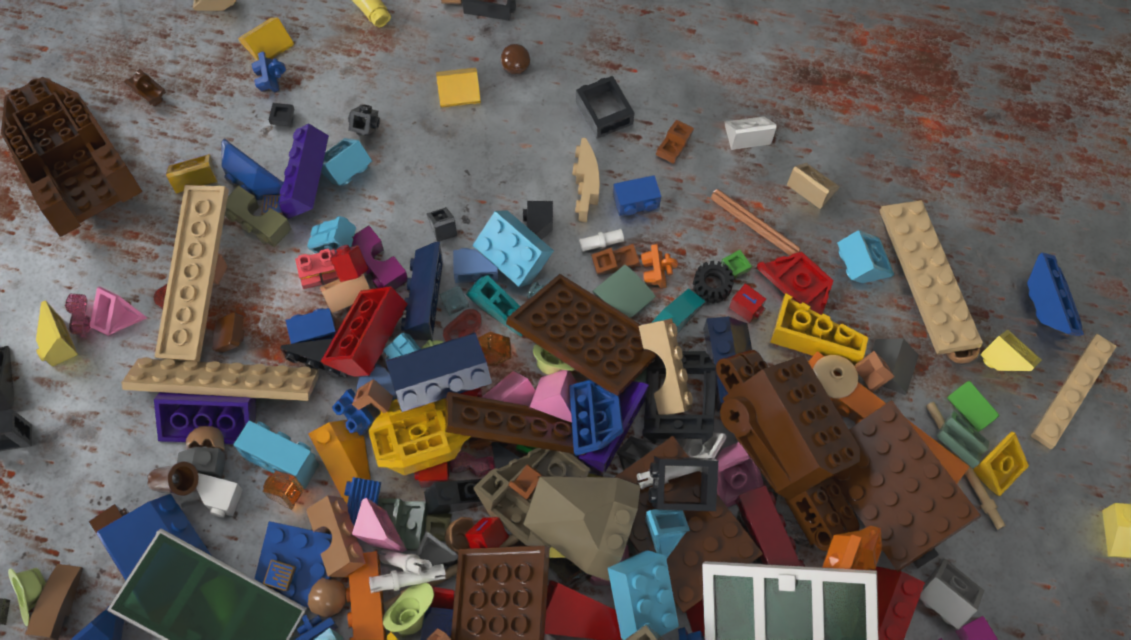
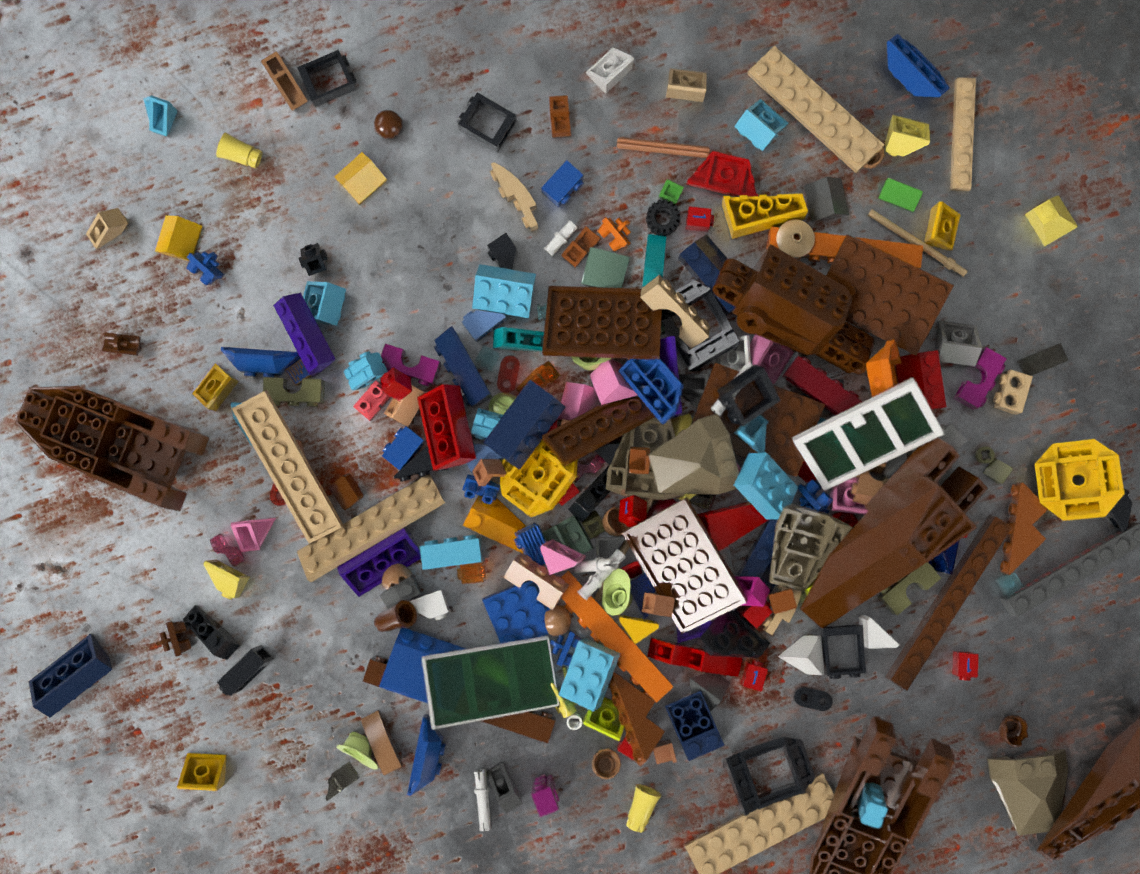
camera: 30 degrees left, 20 degrees up
(279, 575) = (516, 629): tile -> none
(281, 114) = (244, 295): black plate -> none
(442, 224) = (433, 302): black slope -> none
(874, 371) = (820, 215): nougat panel -> none
(963, 439) = (907, 226): sand green slope -> none

